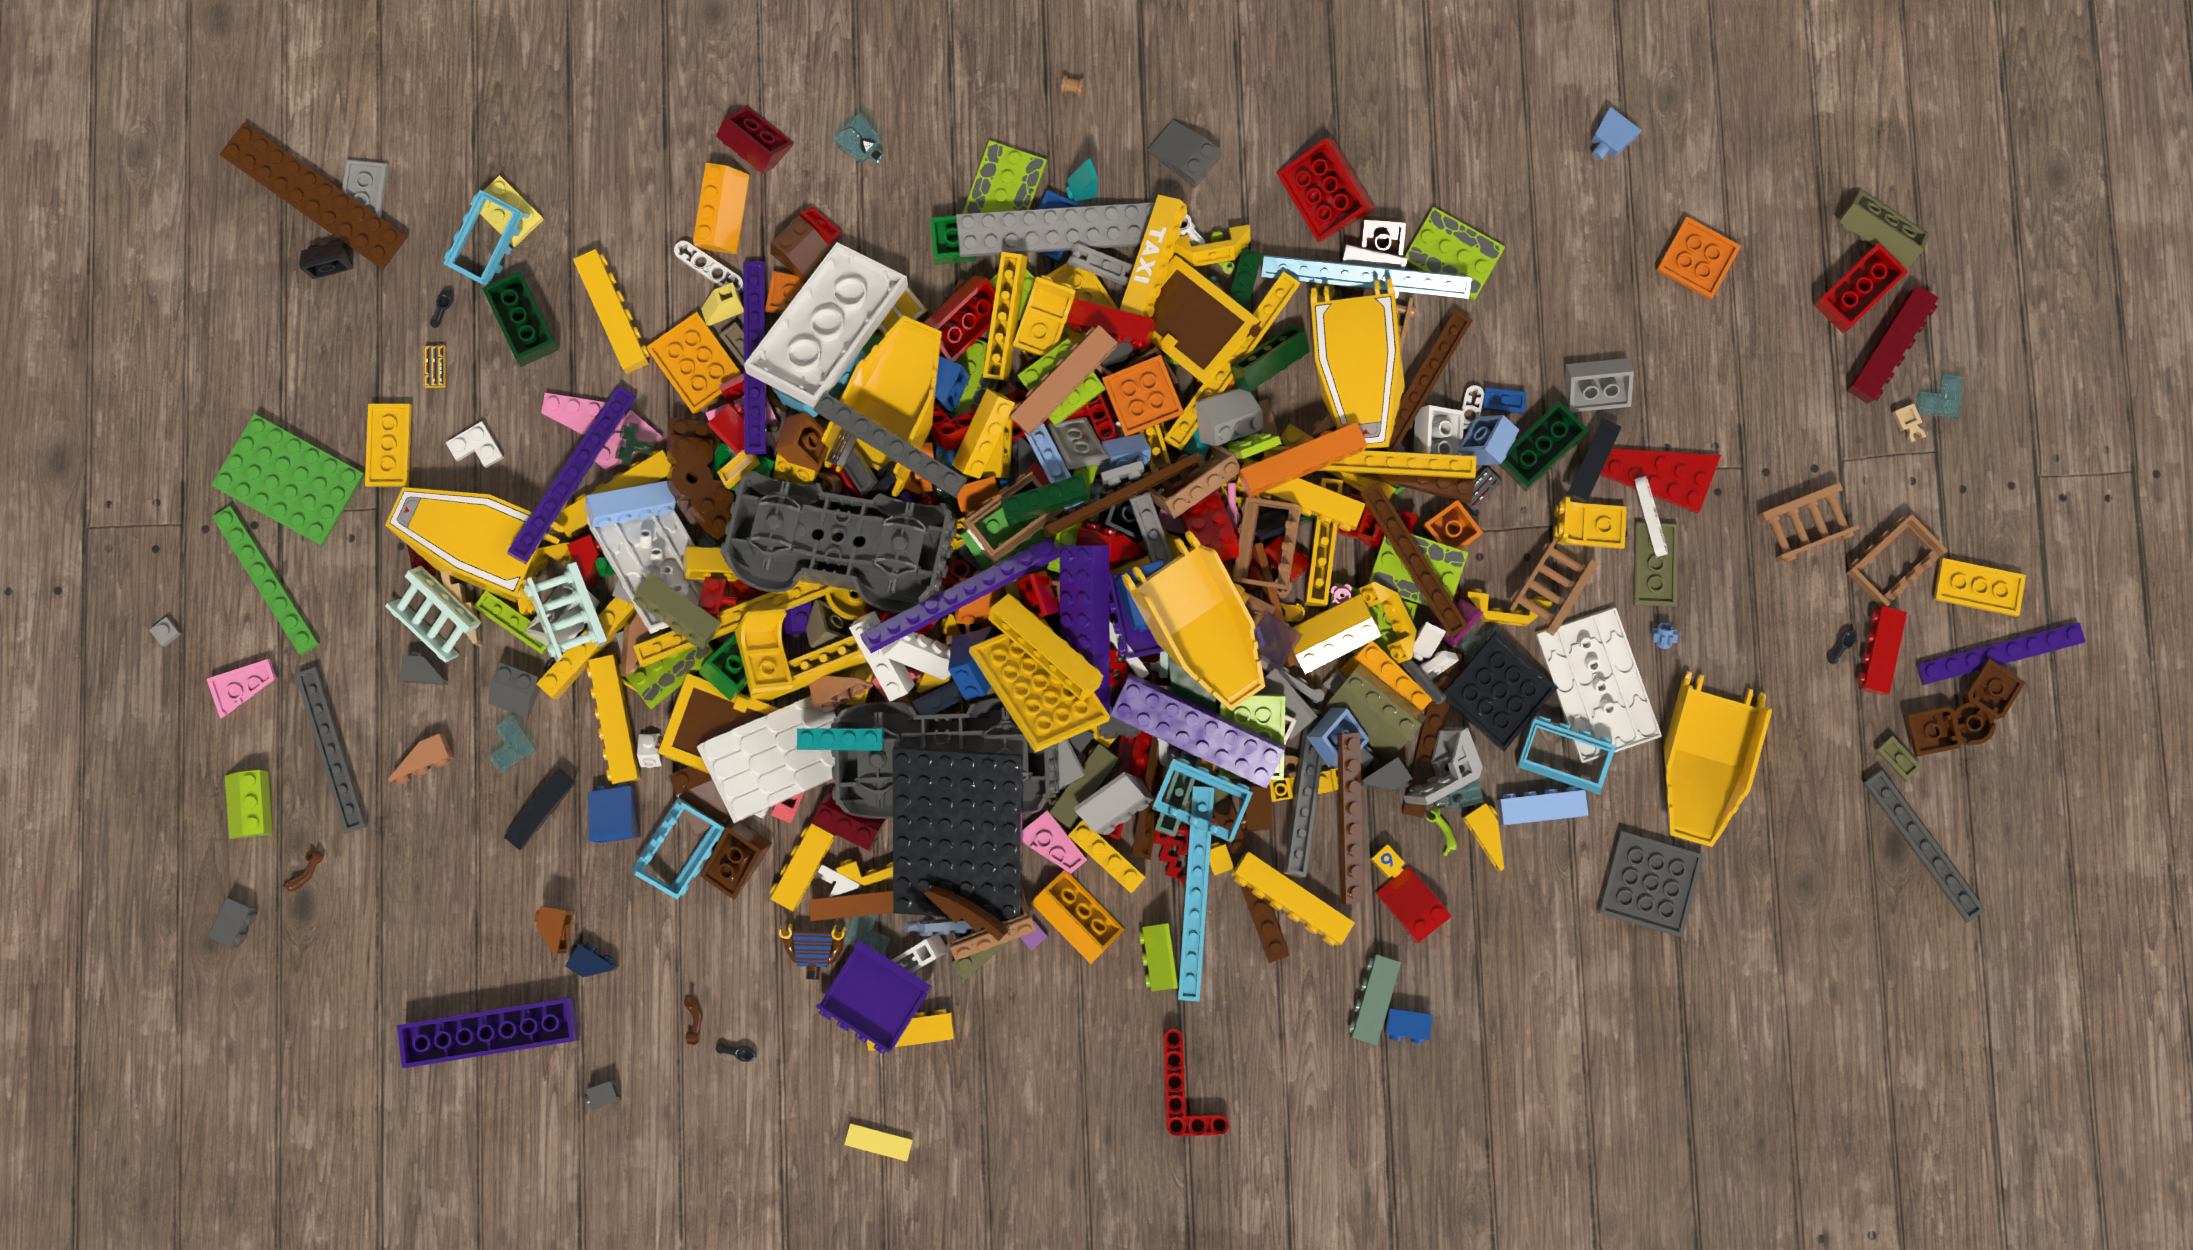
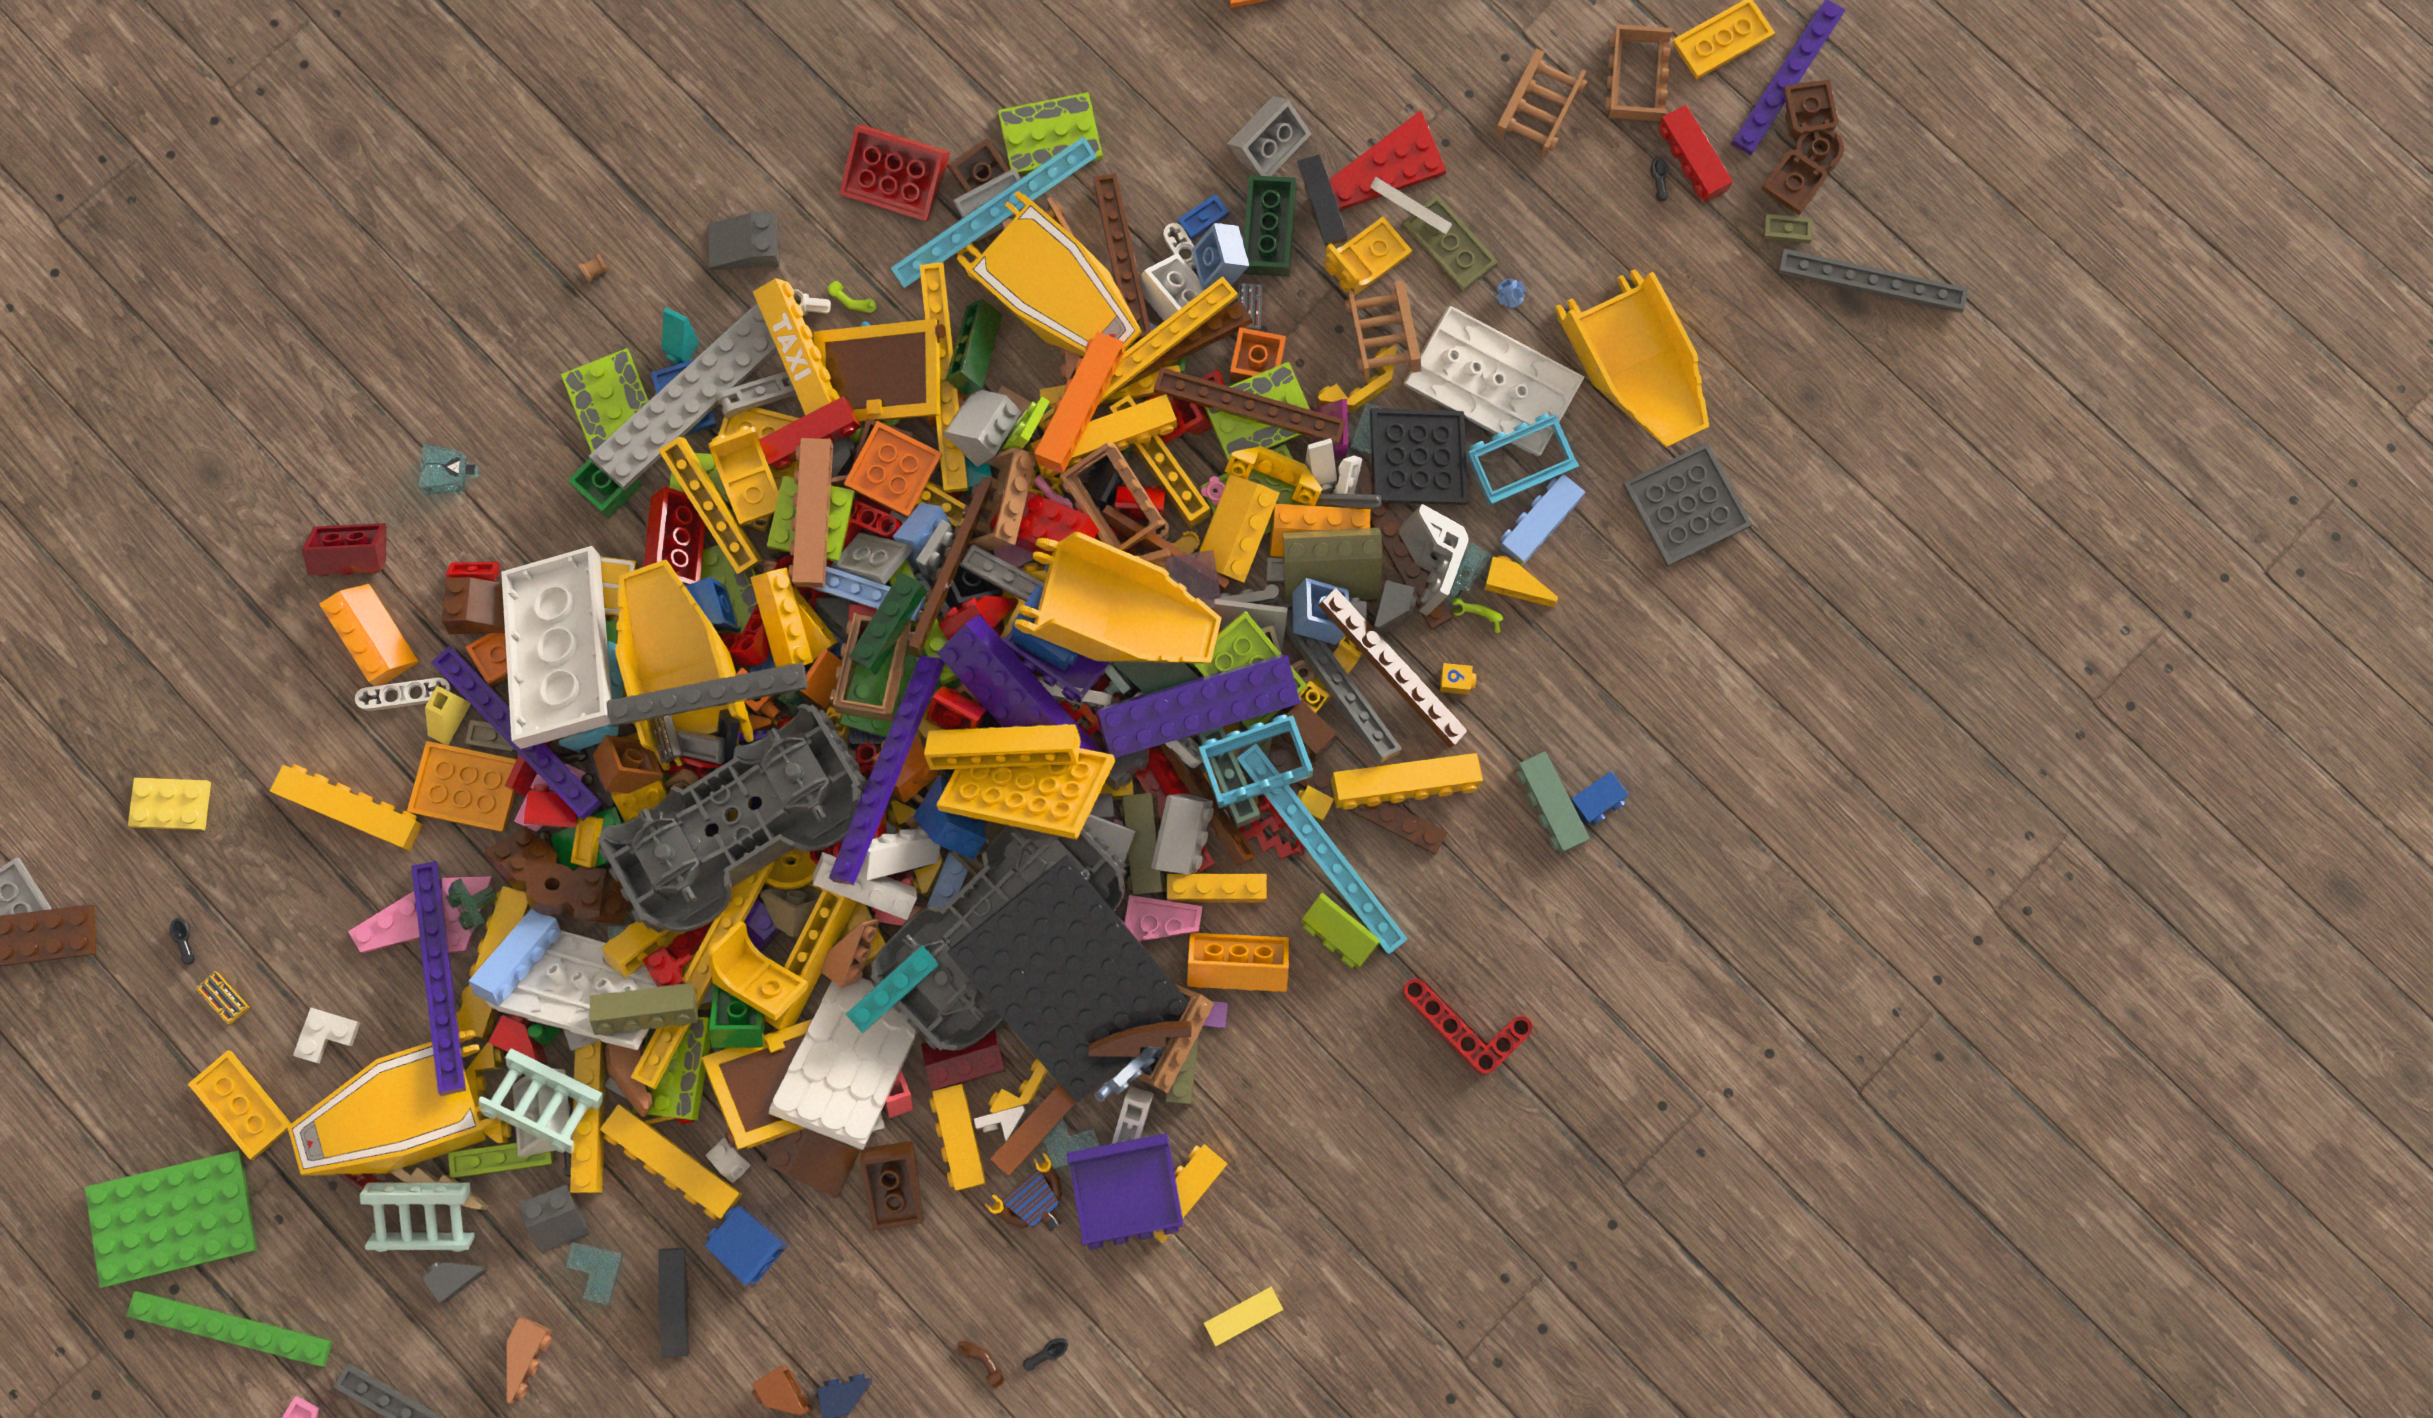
camera: 45 degrees left, 5 degrees down
(325, 259) = (32, 990): black slope -> none
(502, 247) = (193, 837): medium azure window -> none
(520, 319) = (266, 885): dark green brick -> none
(693, 864) = (858, 1225): medium azure window -> none
(1213, 252) = (844, 301): yellow slope -> none
(1245, 277) = (889, 296): dark green brick -> none
(1413, 905) = (1511, 696): red slope -> none

